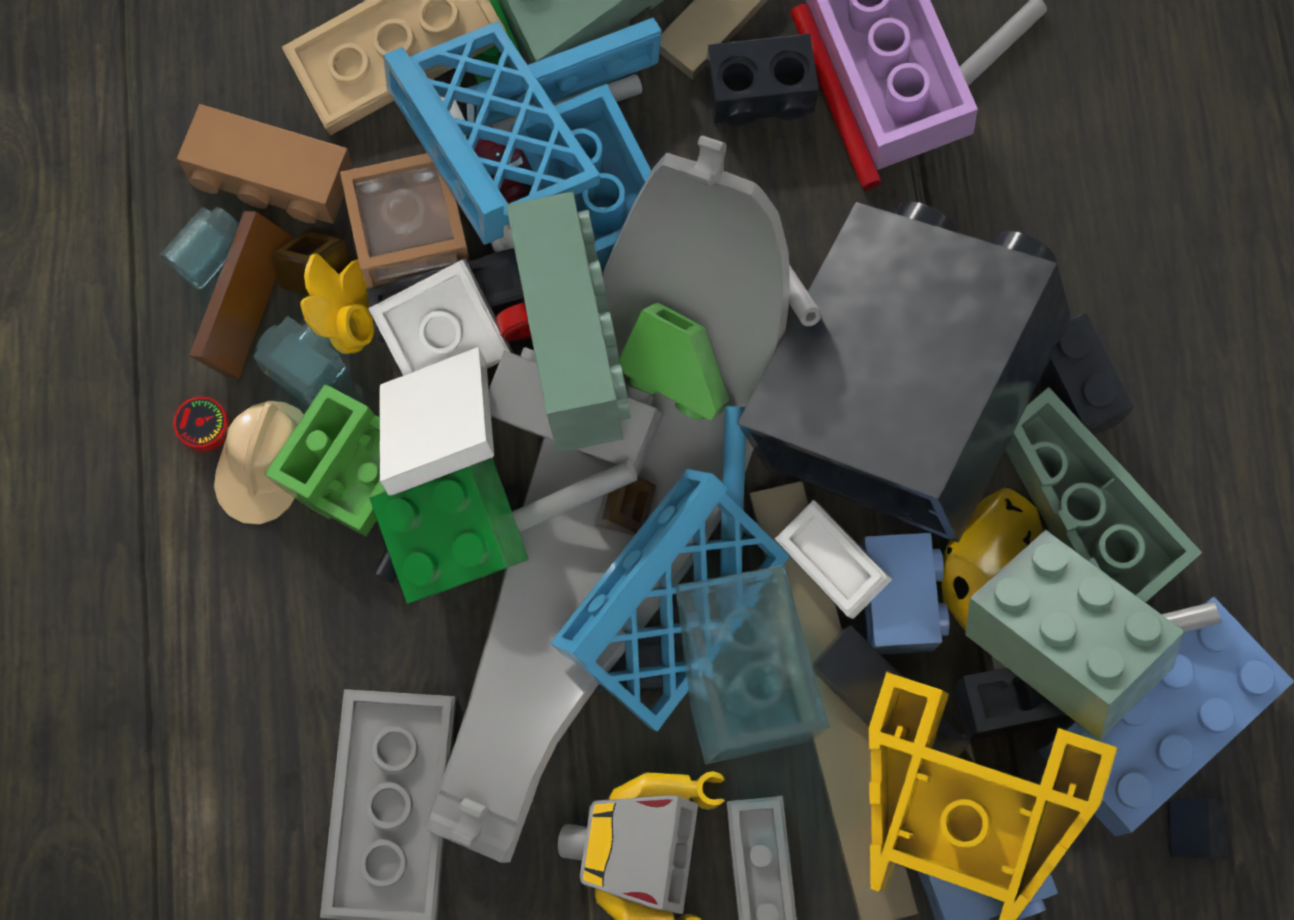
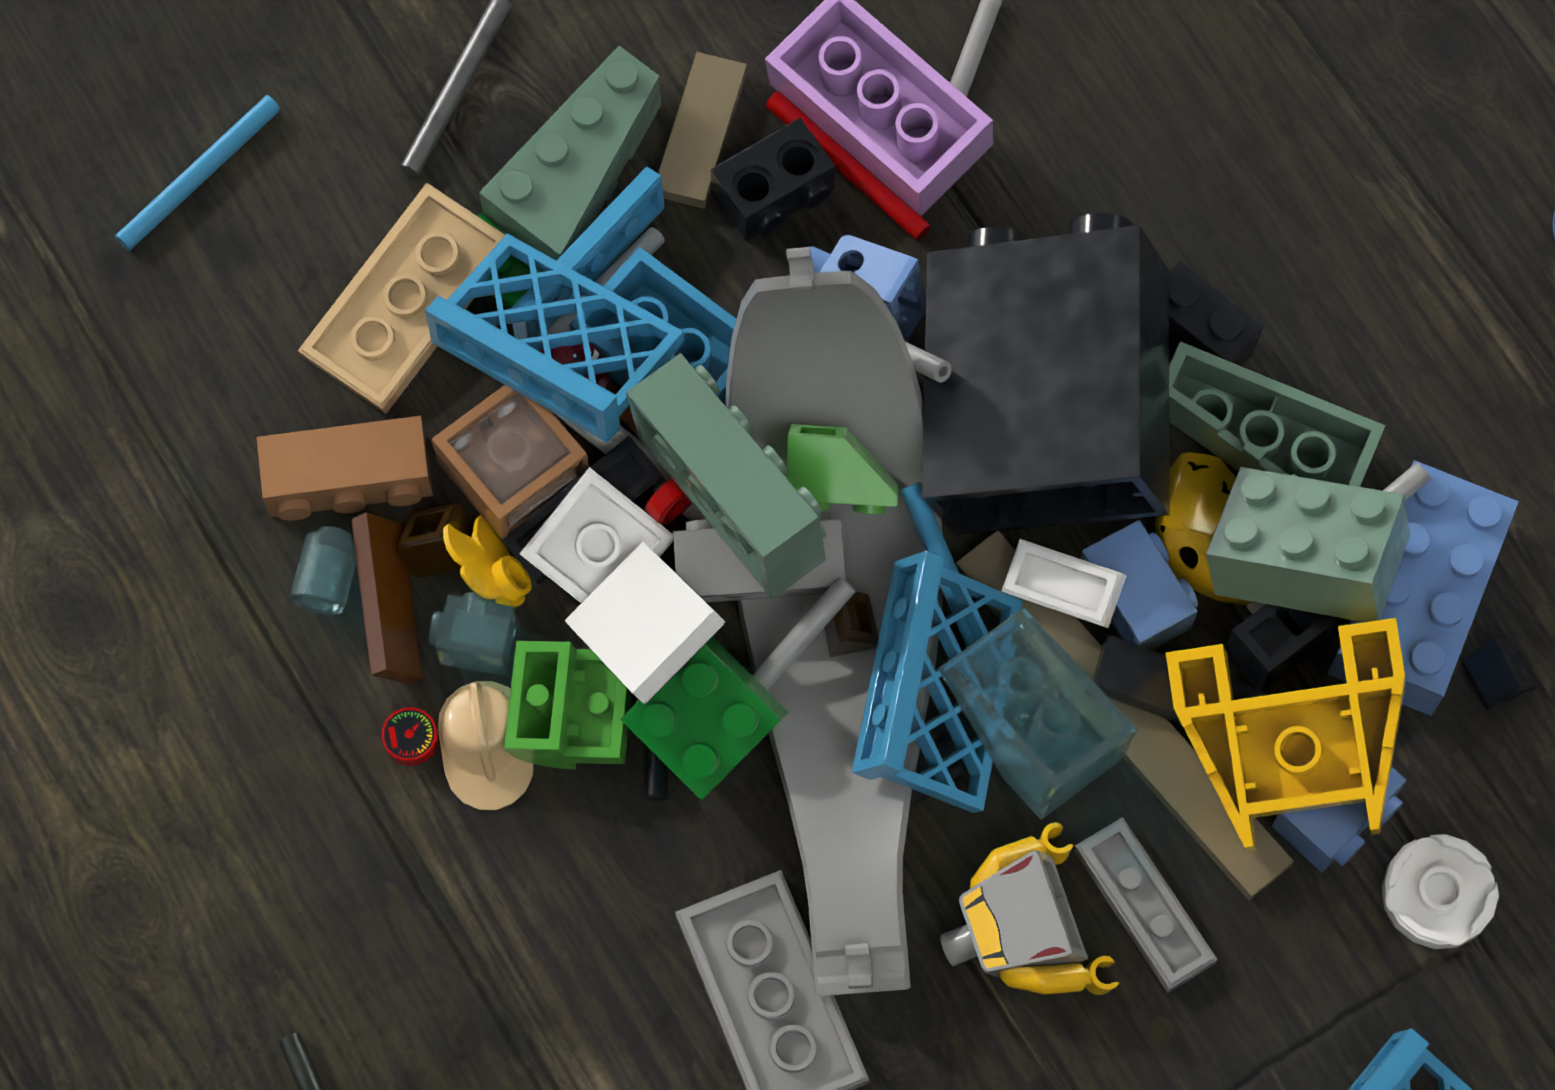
camera: 25 degrees left, 5 degrees down
(806, 208) = (888, 271): none -> medium blue torso

